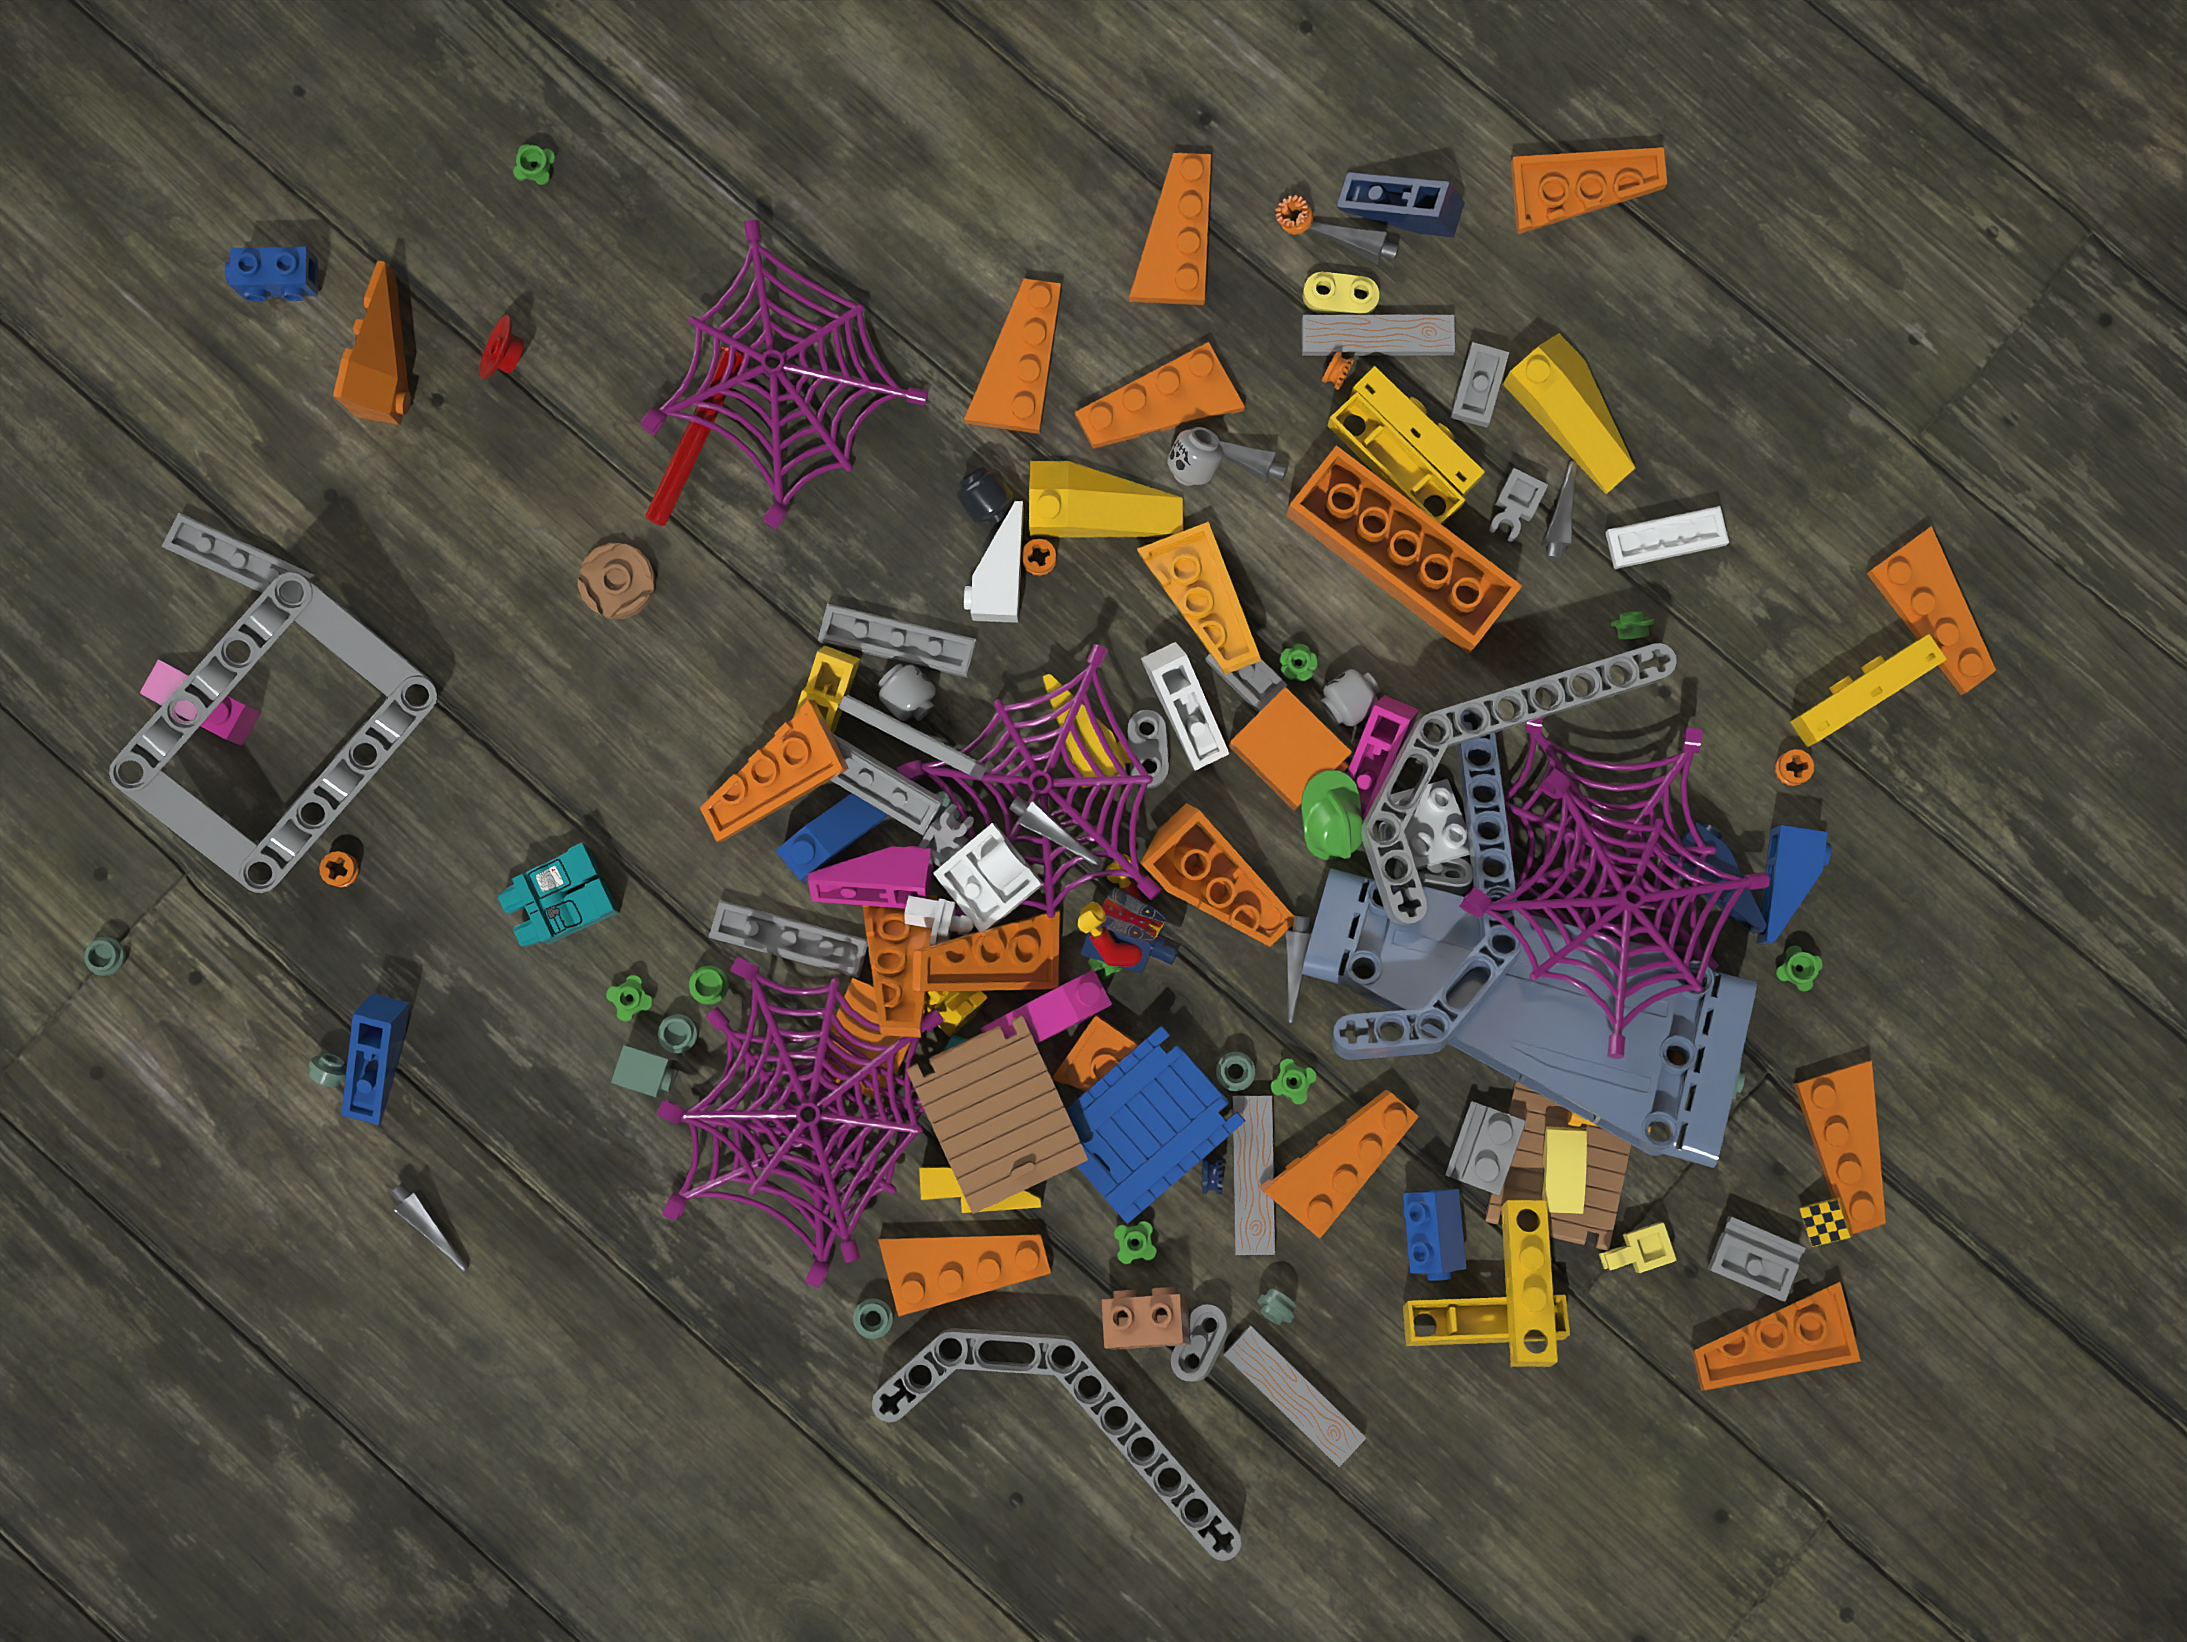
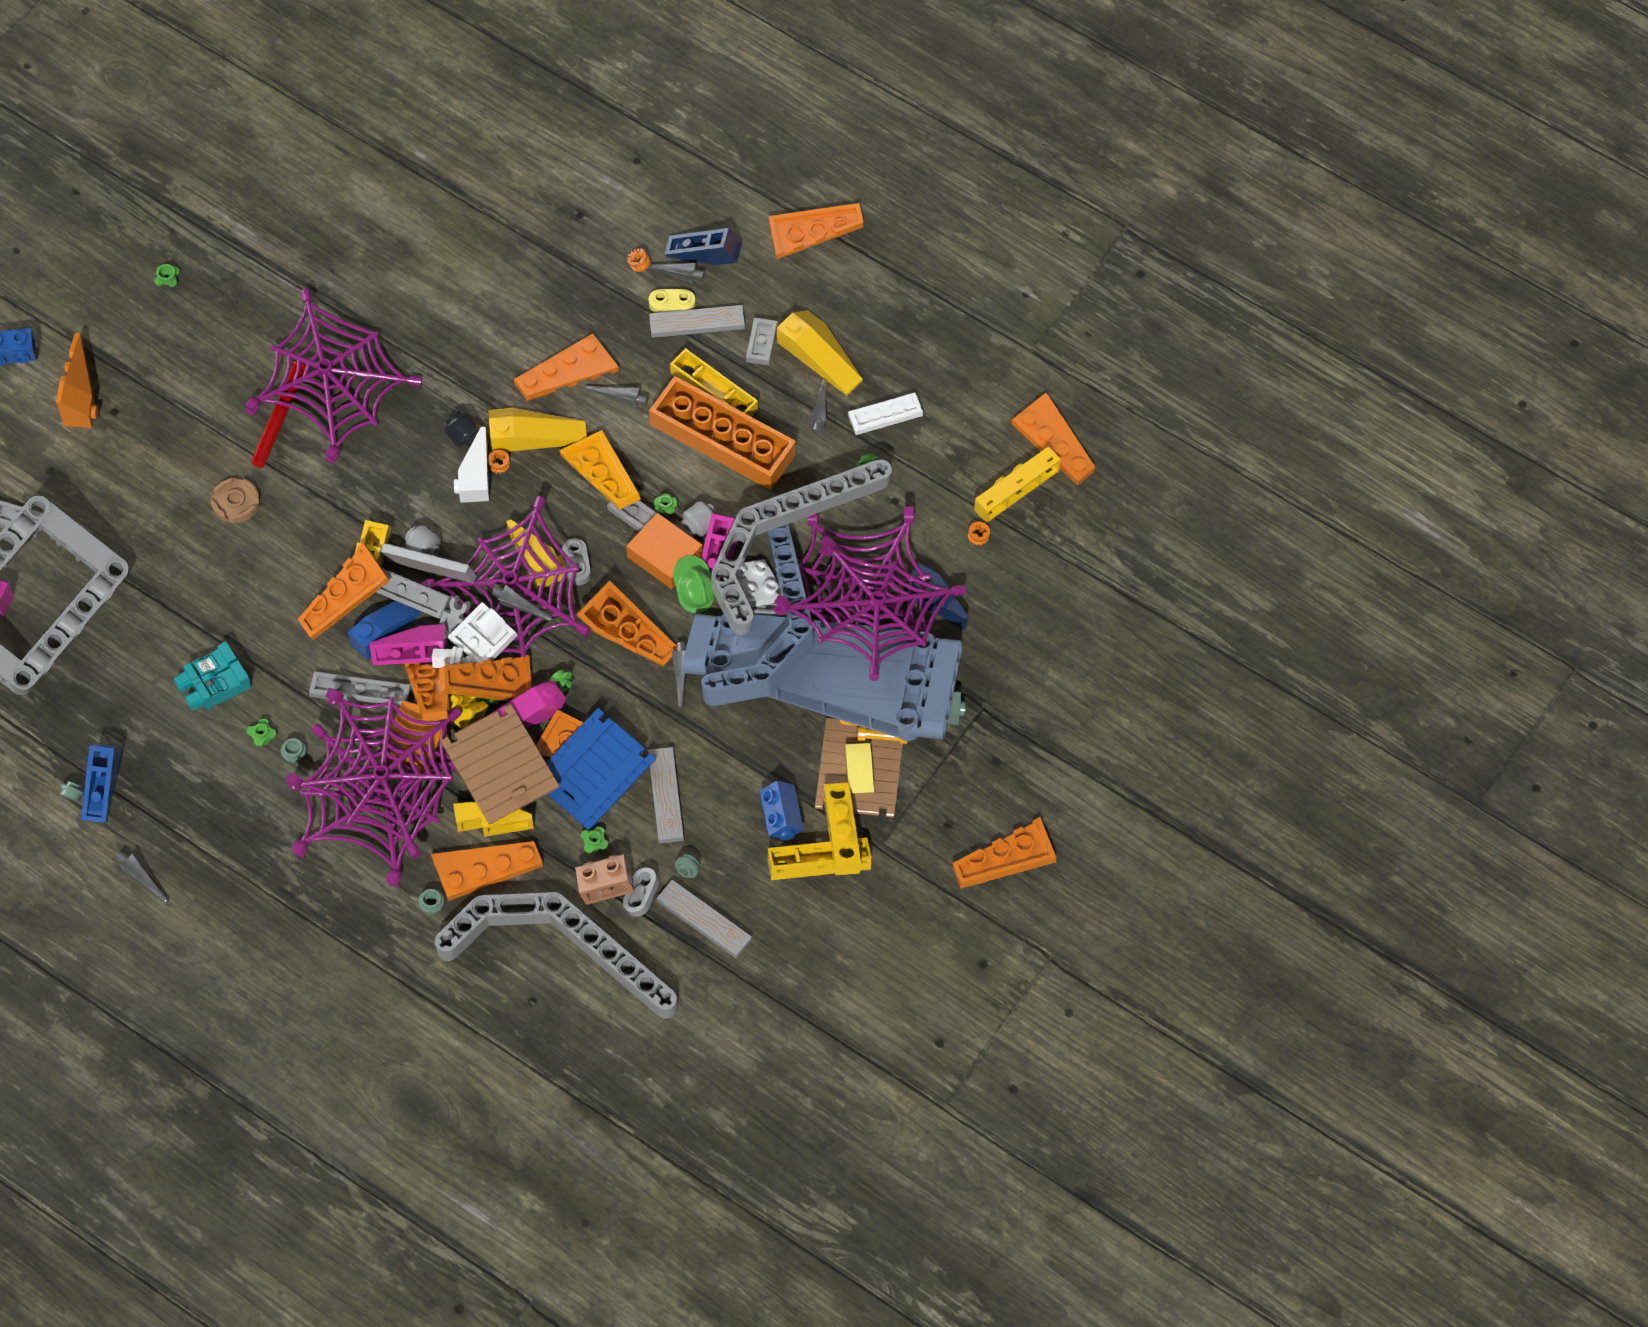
camera: 10 degrees left, 20 degrees down
(350, 864) = (73, 684): orange bush -> none
(501, 349) = (155, 376): red piece -> none
(644, 1071) = (273, 771): sand green brick -> none
(709, 985) = (310, 718): bright green plate -> none
(897, 640) = (410, 515): light grey tile -> none
(1018, 370) = (477, 358): orange wing -> none
(1125, 928) = (568, 654): torso -> none
(1176, 246) = (568, 282): orange wing -> none
(1185, 705) = (597, 533): white slope -> none
(1195, 456) = (590, 394): light grey head -> none
(1210, 1176) = (639, 796): dark blue bush -> none
(1247, 1066) = (645, 731): sand green plate -> none
(1282, 1083) = (685, 745): bright green plate -> none
(1334, 1171) = (716, 784): orange wing -> none
(1336, 370) = (673, 341): orange bush -> none
(1430, 440) = (734, 371): yellow piece -> none
(1485, 1148) = (810, 763): light grey plate -> none
(1519, 500) = (791, 401): light grey plate -> none
(1645, 1248) = (915, 809): light yellow plate -> none
(1756, 1258) = (986, 809): light grey plate -> none
(1793, 866) = (983, 588): blue slope -> none
(1810, 966) = (994, 637): bright green plate -> none
(1826, 1221) = (1027, 783): tile -> none
(1846, 1139) = (1035, 738): orange wing -> none

